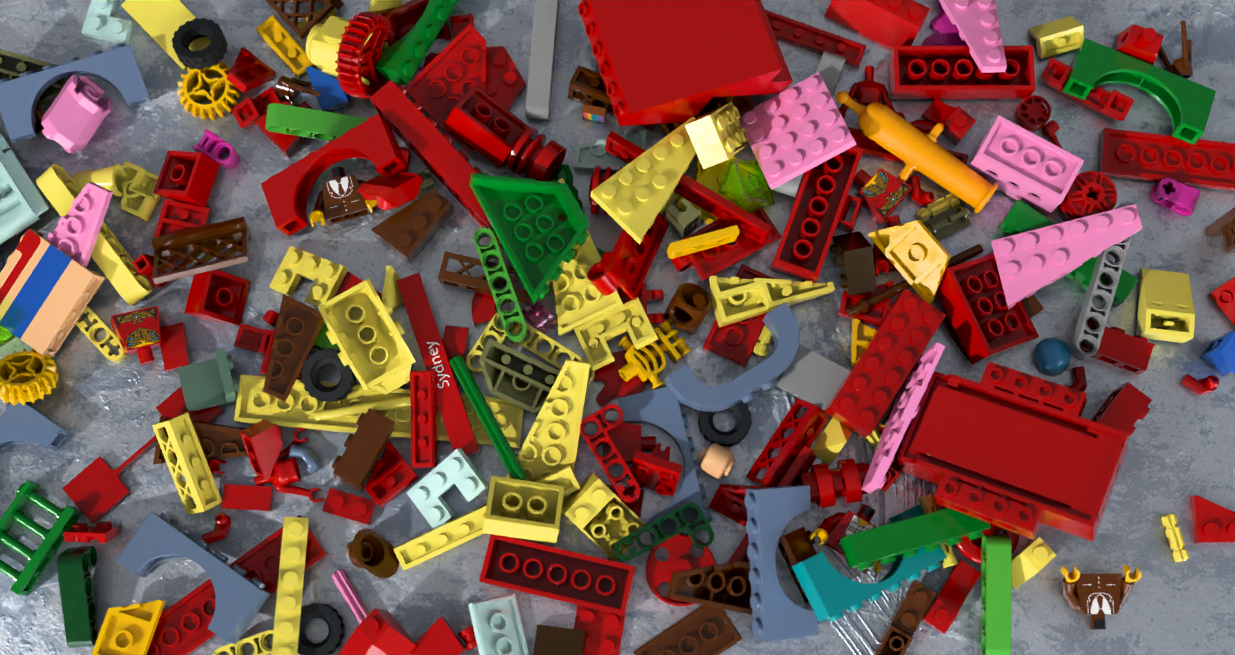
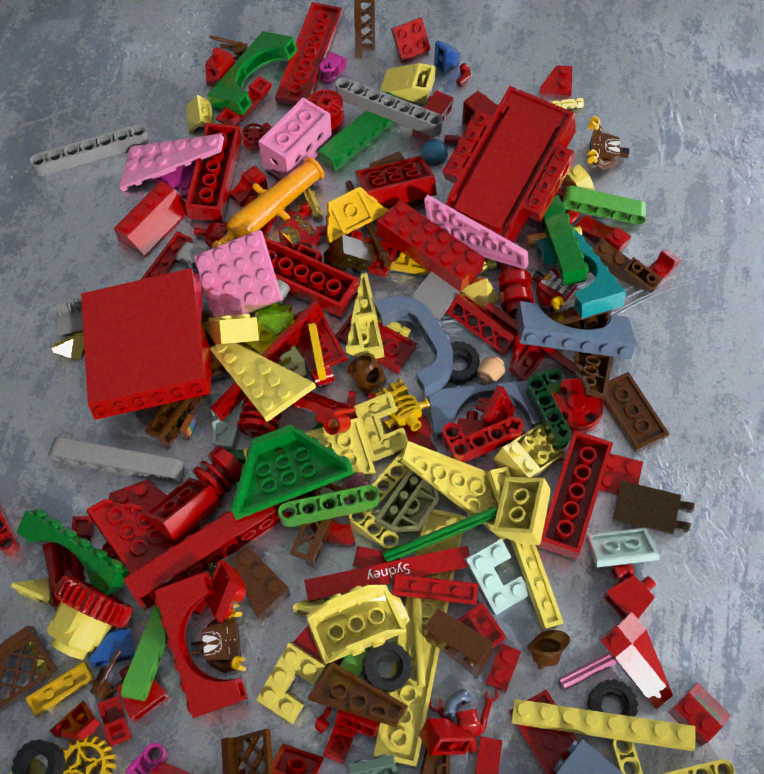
camera: 85 degrees left, 15 degrees down
(948, 222) = (324, 195): olive hinge -> none
(1049, 253) = (364, 137): bright pink wing -> none

